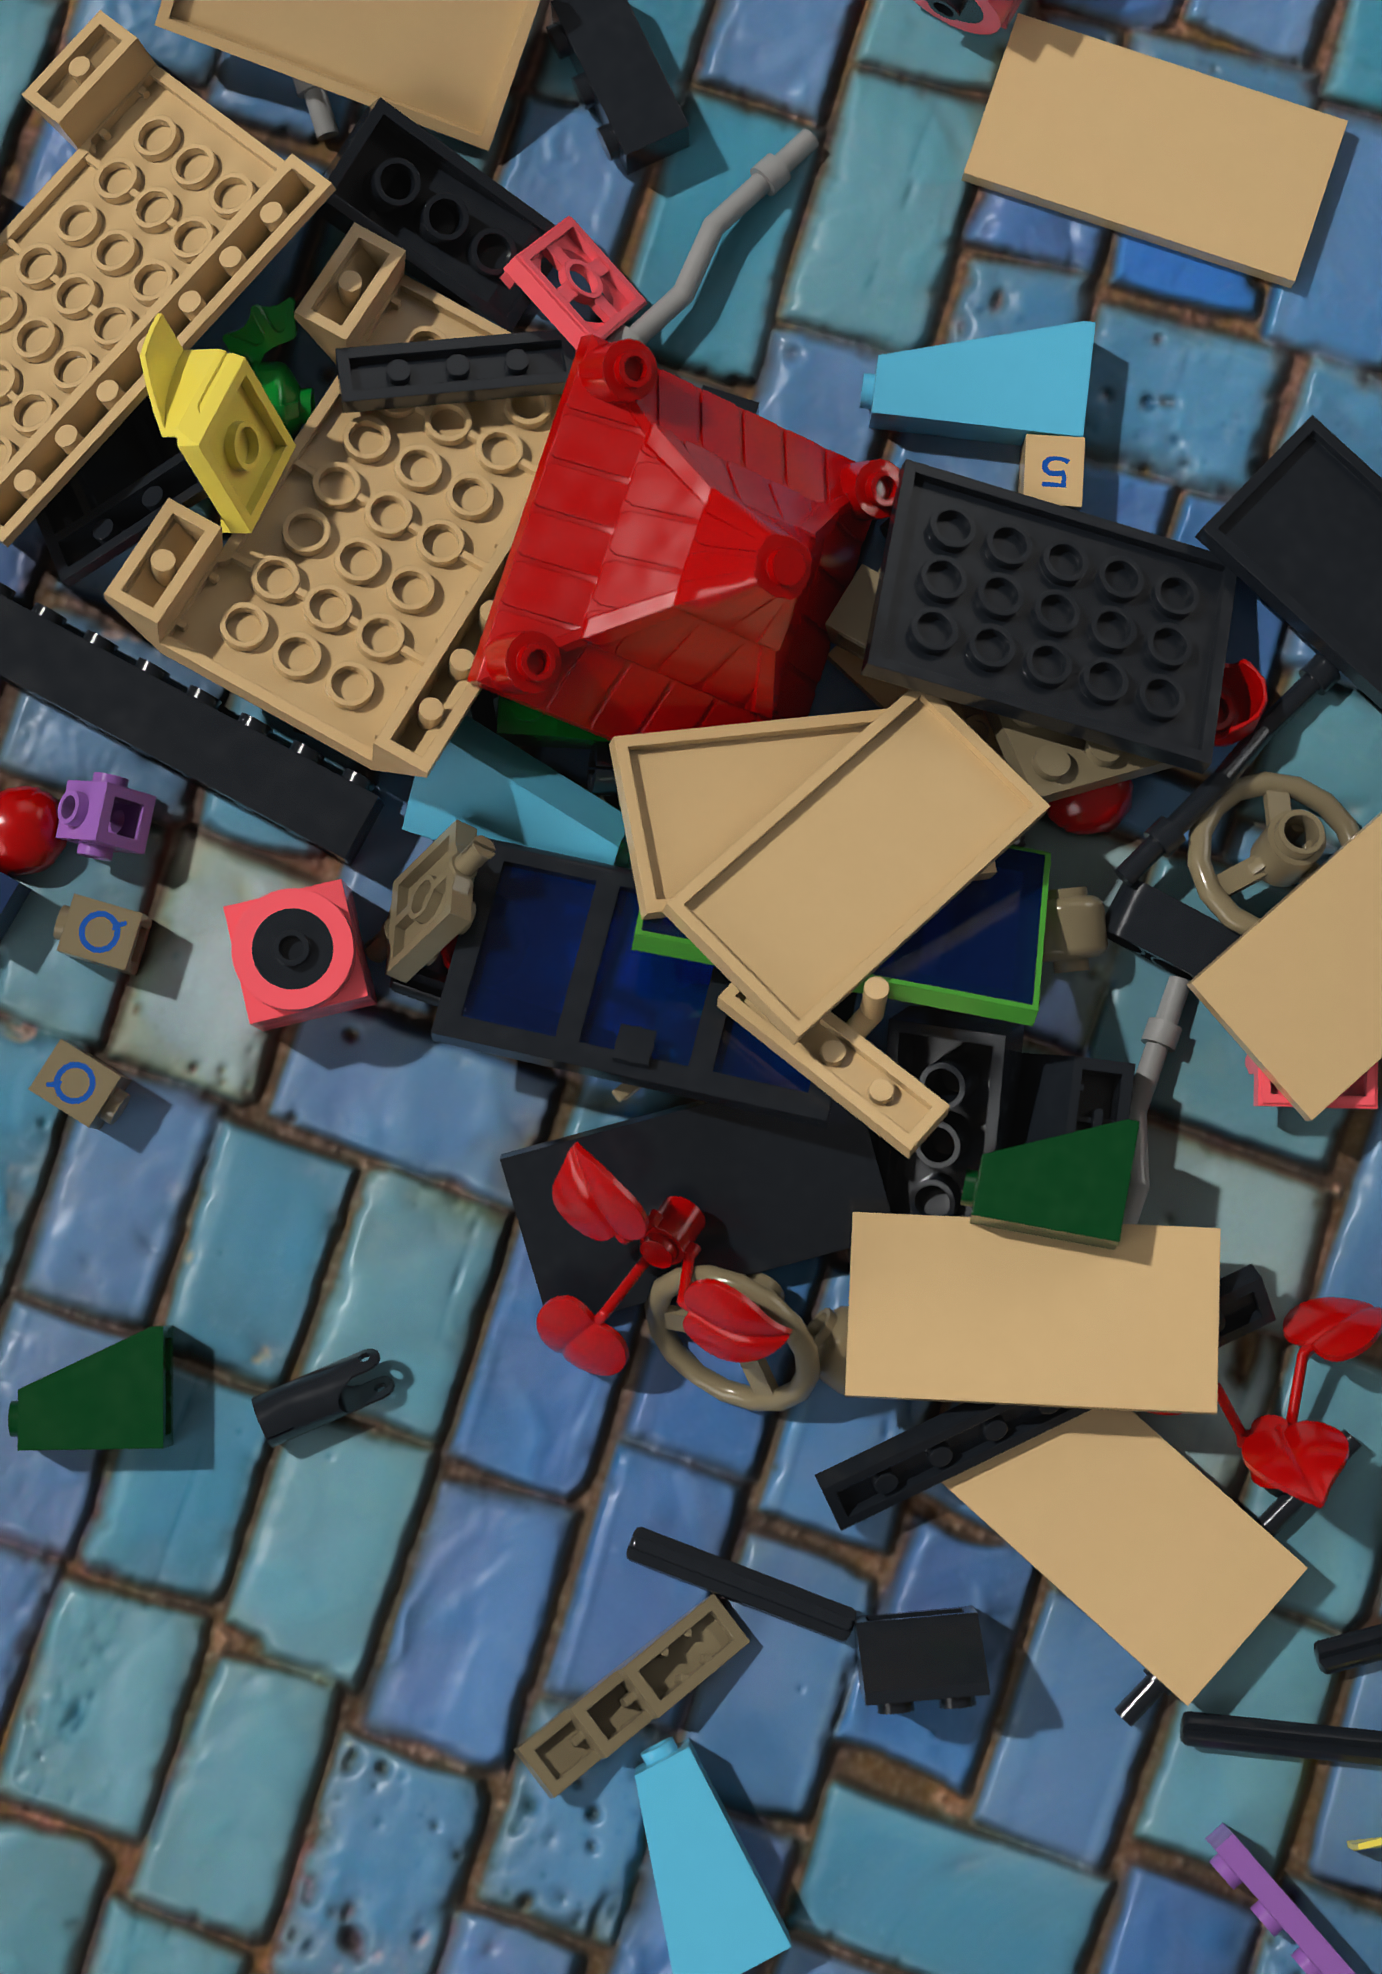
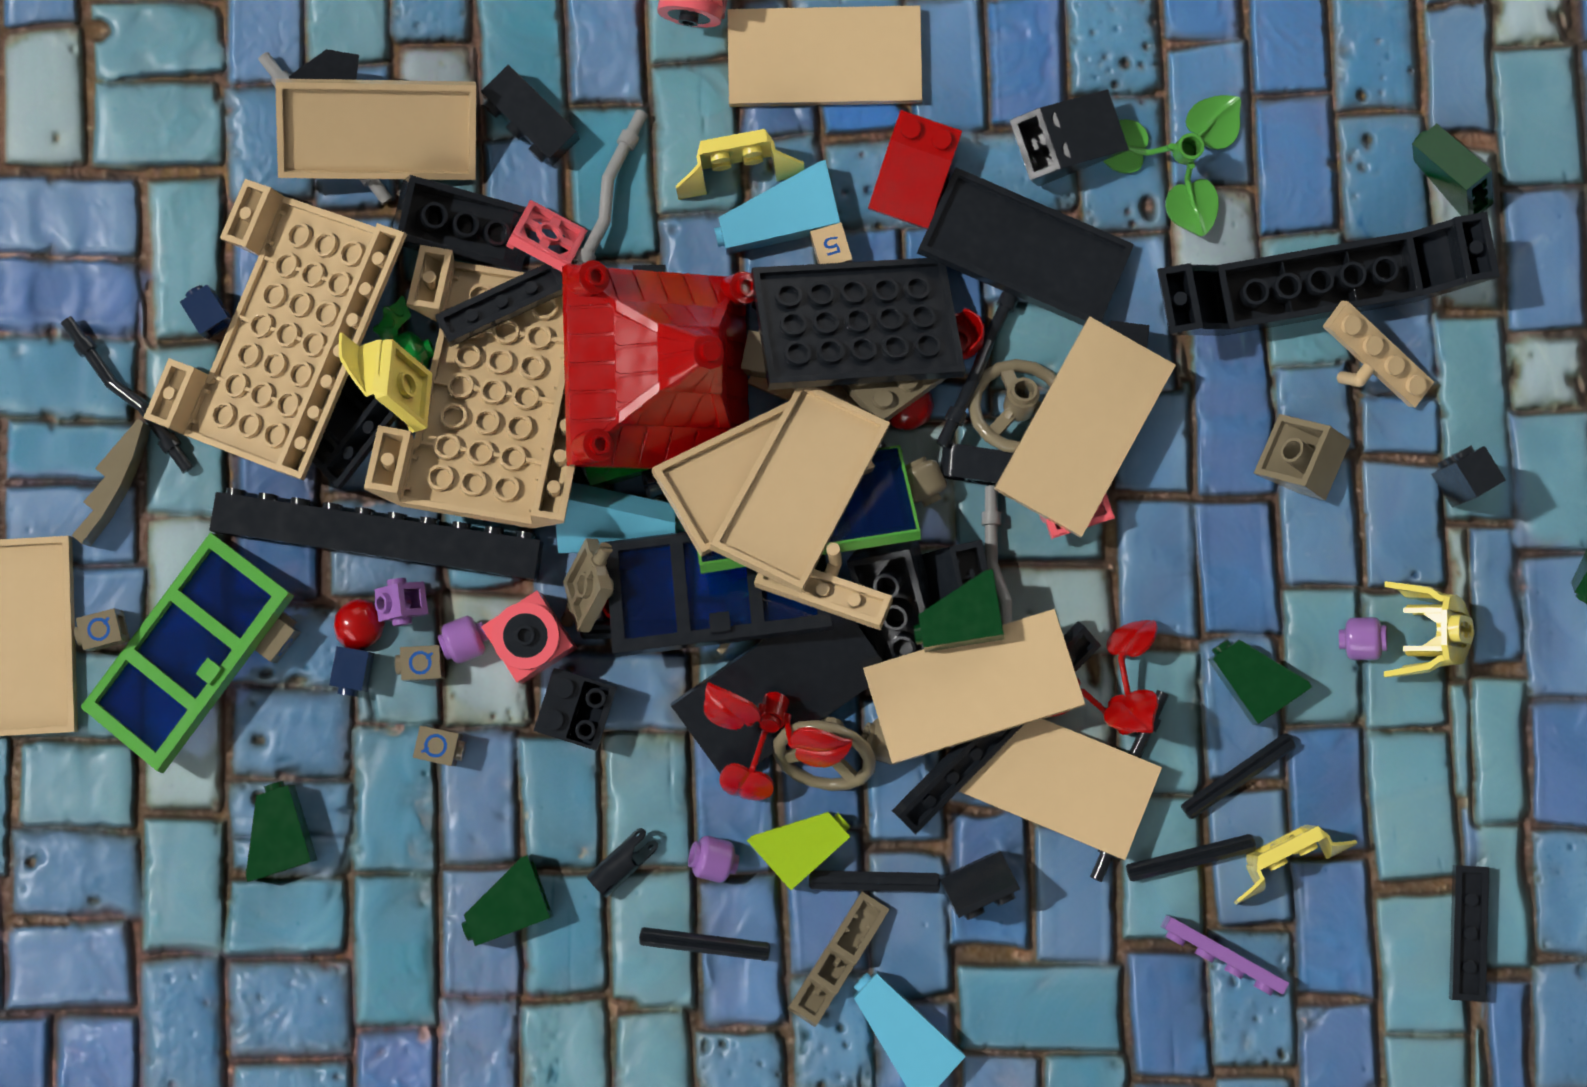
camera: 15 degrees left, 0 degrees up
(186, 919) = (462, 639): none -> medium lavender head
(334, 1106) = (575, 709): none -> black slope
(412, 1586) = (704, 943): none -> black axle
(479, 1447) = (713, 859): none -> medium lavender head
(636, 1478) = (800, 845): none -> lime slope
(943, 249) = (732, 149): none -> light yellow piece
(1241, 393) = (914, 169): none -> red slope

